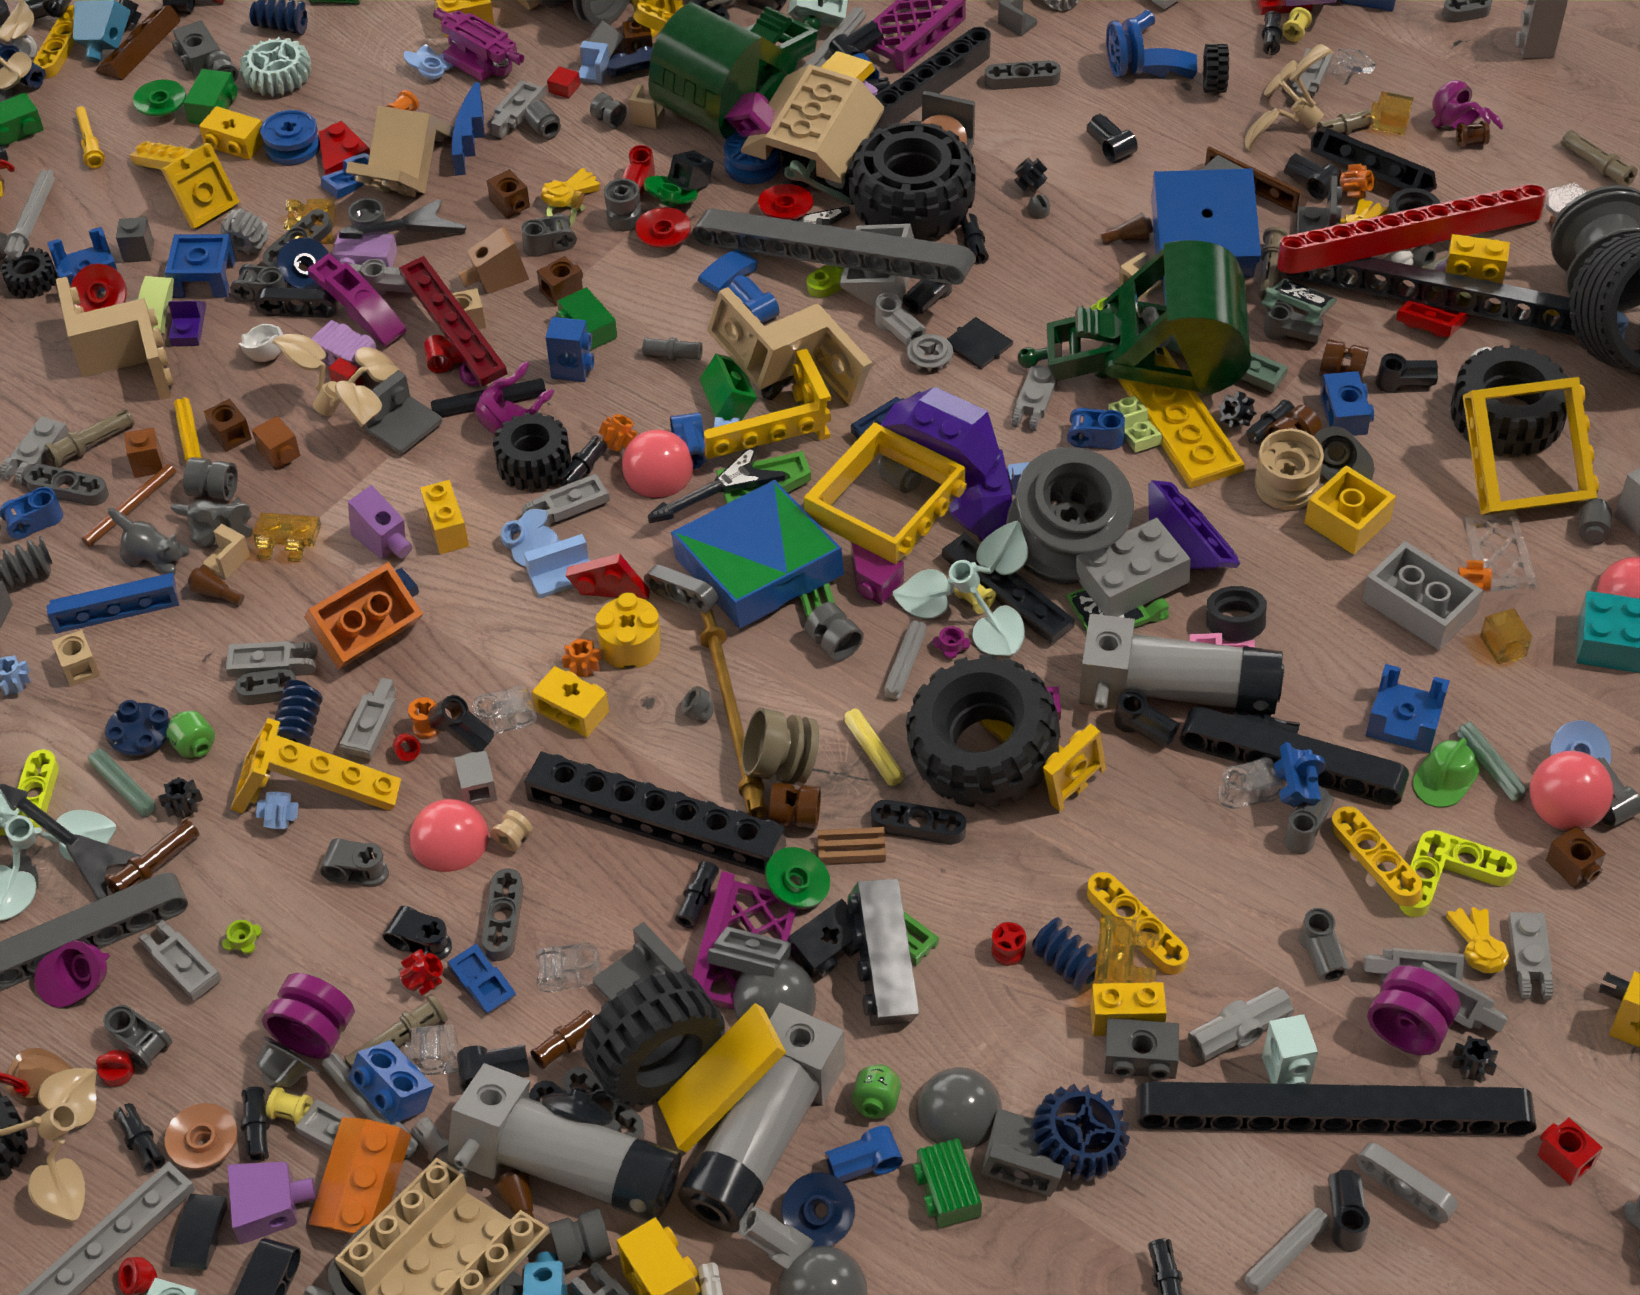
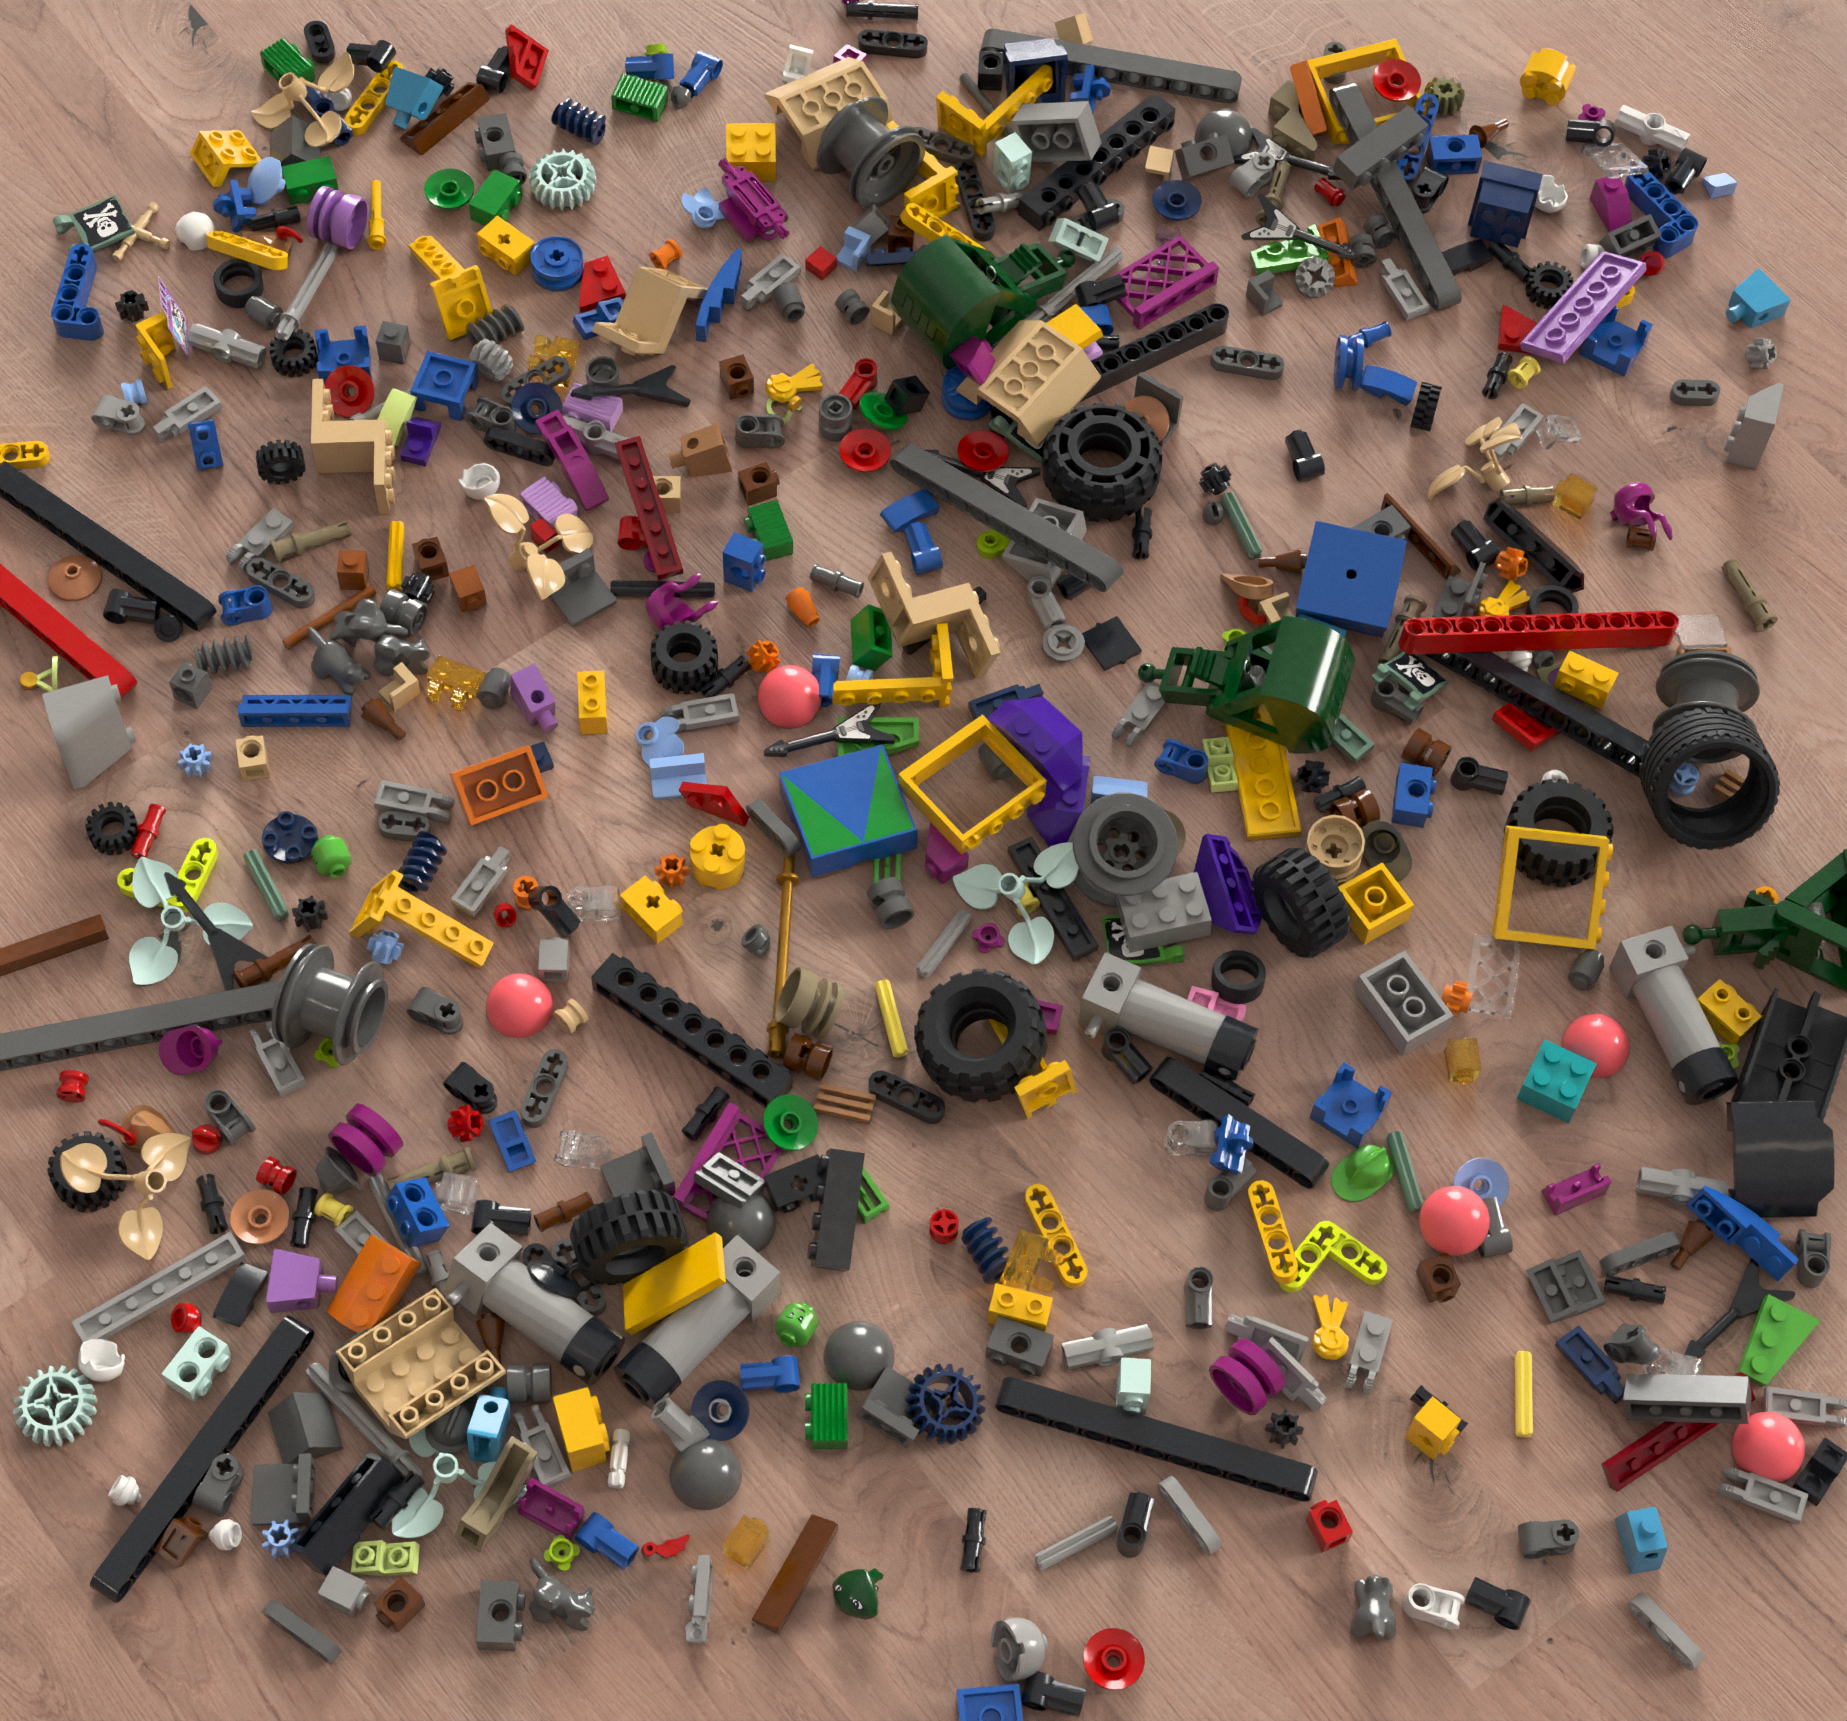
camera: 10 degrees right, 10 degrees up
(35, 357) = (280, 461): none -> black tyre
(47, 141) = (337, 217): none -> medium lavender wheel
(172, 494) = (365, 623): none -> dark grey animal
(206, 1084) = (276, 1175): none -> red wheel
(221, 449) = (418, 587): none -> black gear
(227, 876) = (329, 1003): none -> dark grey wheel
(245, 195) = (495, 325): none -> dark grey piece
(331, 529) = (494, 688): none -> dark grey brick
(643, 378) = (802, 606): none -> orange cone
(1072, 210) = (1241, 525): none -> sand green axle
(1105, 265) = (1251, 592): none -> medium nougat piece
(1279, 518) = (1301, 902): none -> black tyre

